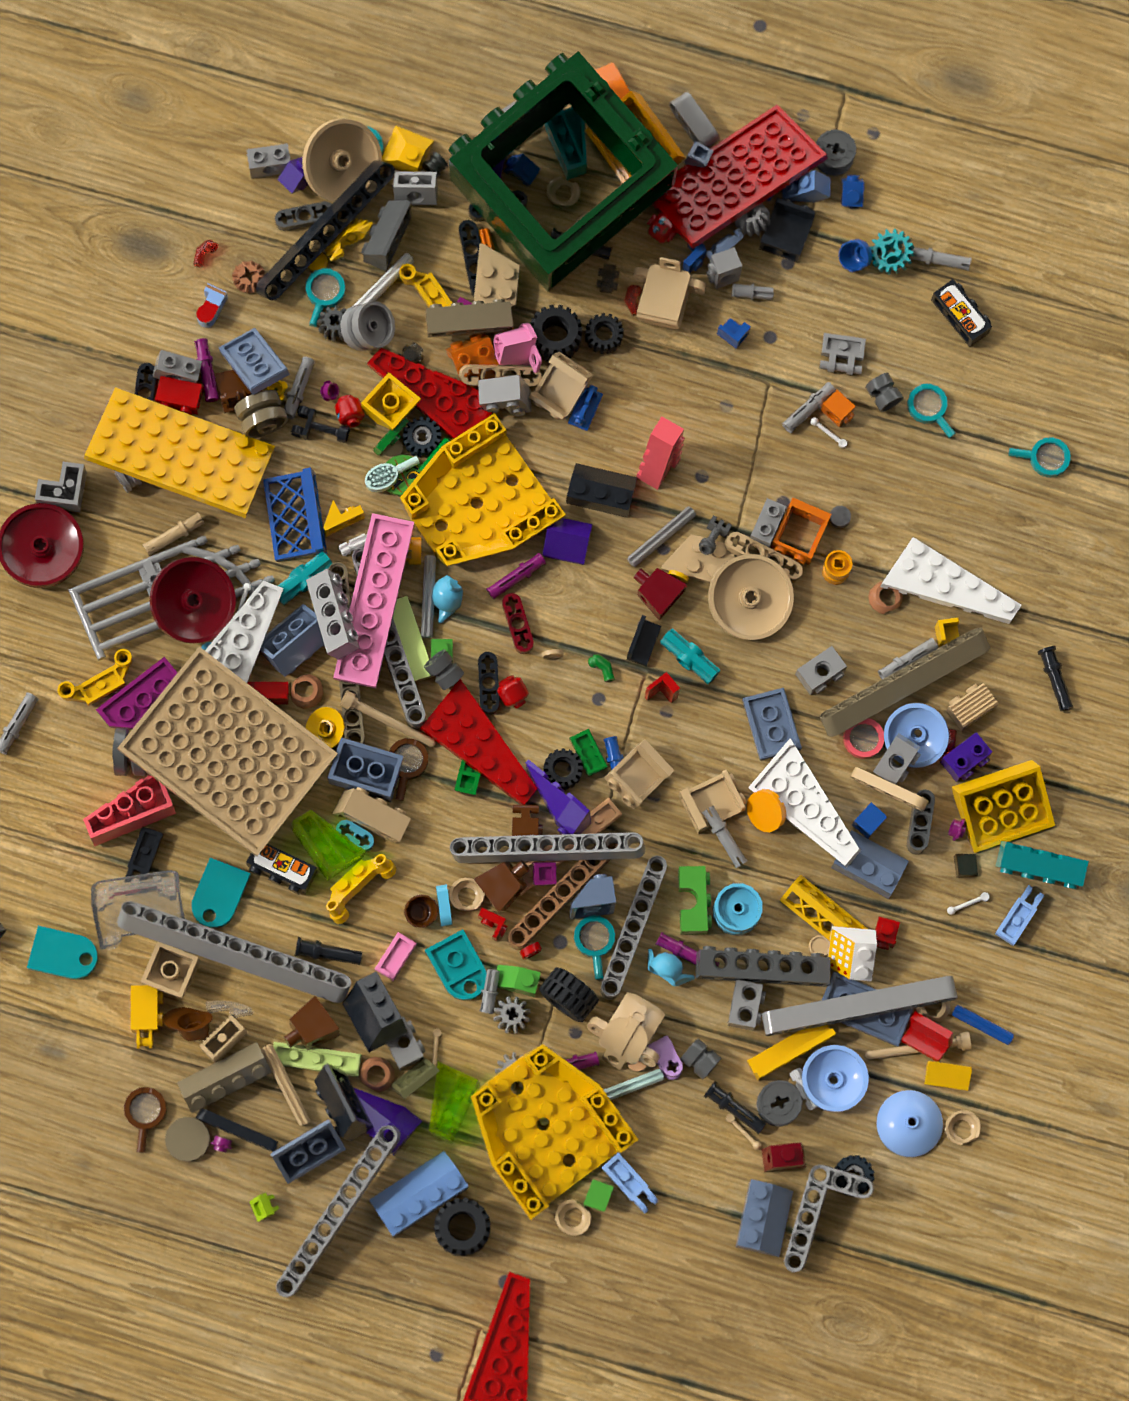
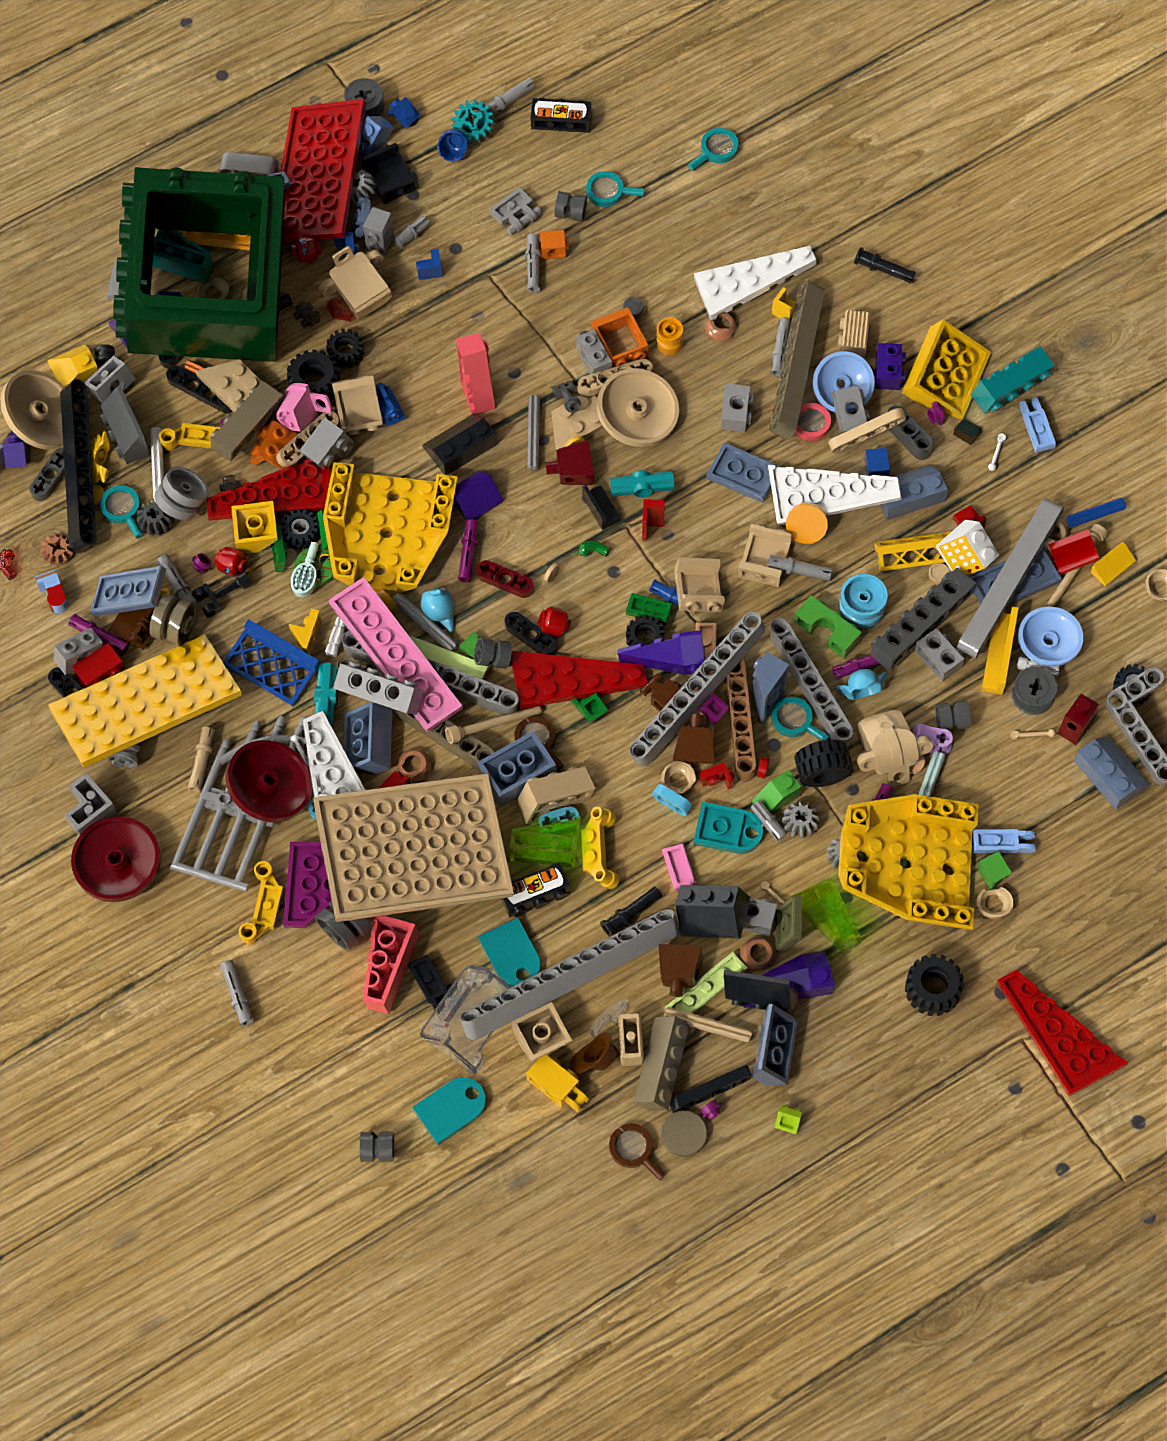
camera: 40 degrees left, 10 degrees down
(321, 720) = (454, 760): yellow dish -> none
(330, 1218) = (843, 1072): light grey beam -> none
(419, 1194) = (879, 996): medium blue slope -> none
(421, 911) = (662, 817): reddish brown hair -> none
(757, 1124) = (1000, 725): black pin -> none
(841, 442) = (580, 265): white hinge -> none
(894, 1126) = (1126, 629): light blue dish -> none

